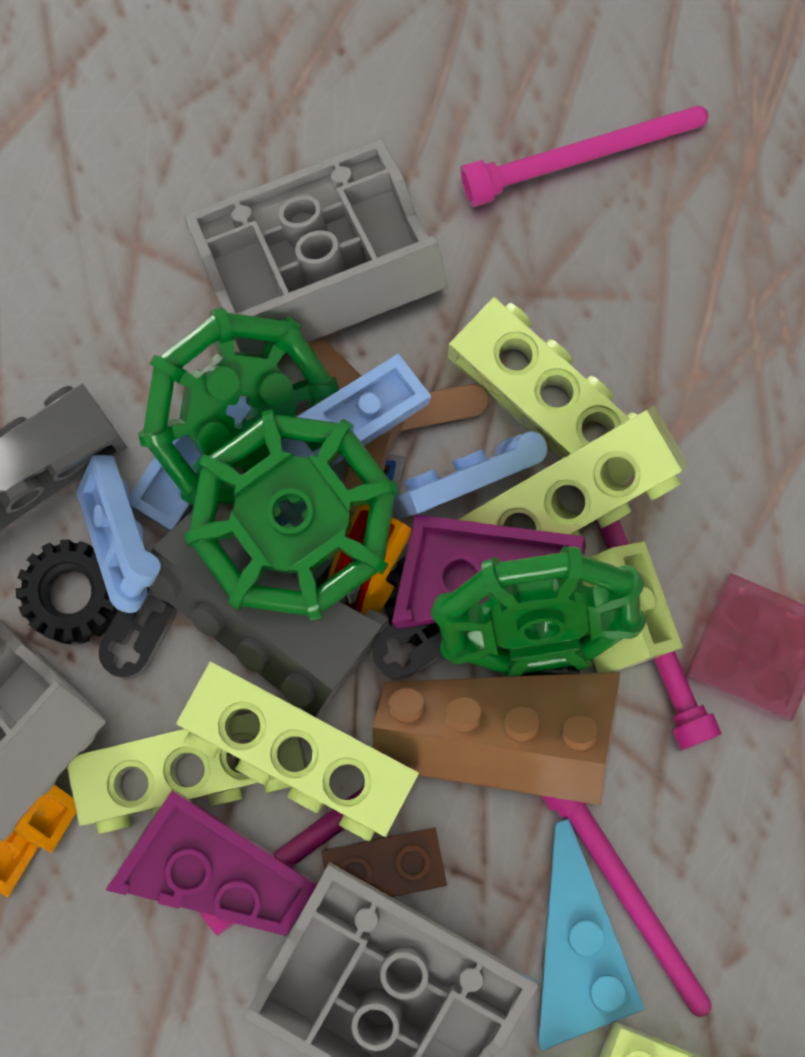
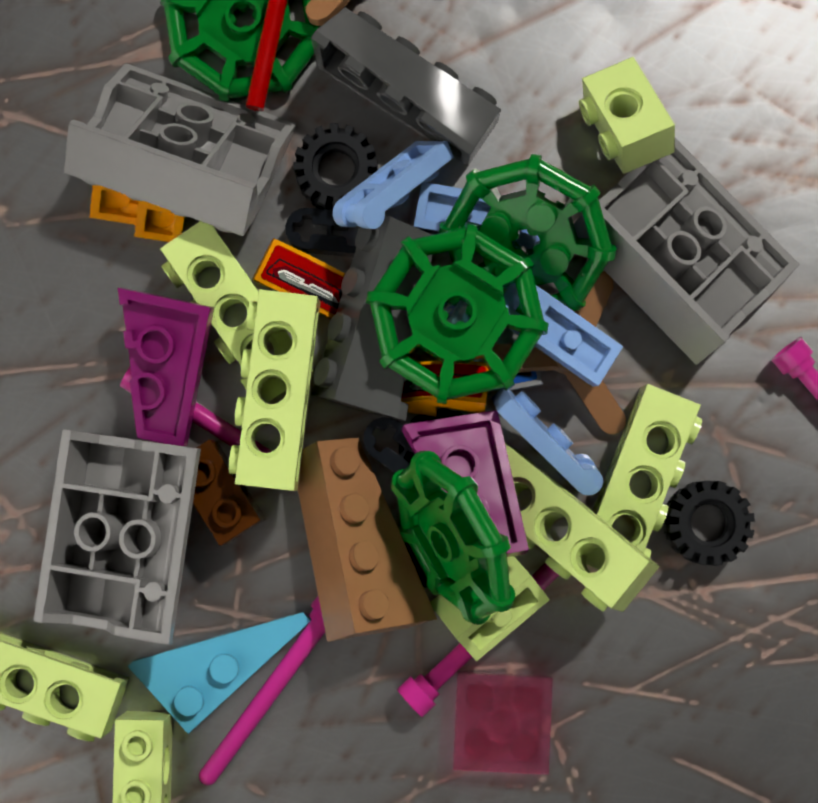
camera: 70 degrees right, 5 degrees up
(120, 242) = (625, 92): none -> yellowish green brick
(168, 682) = (297, 272): none -> slope
(635, 311) = (736, 529): none -> black tyre

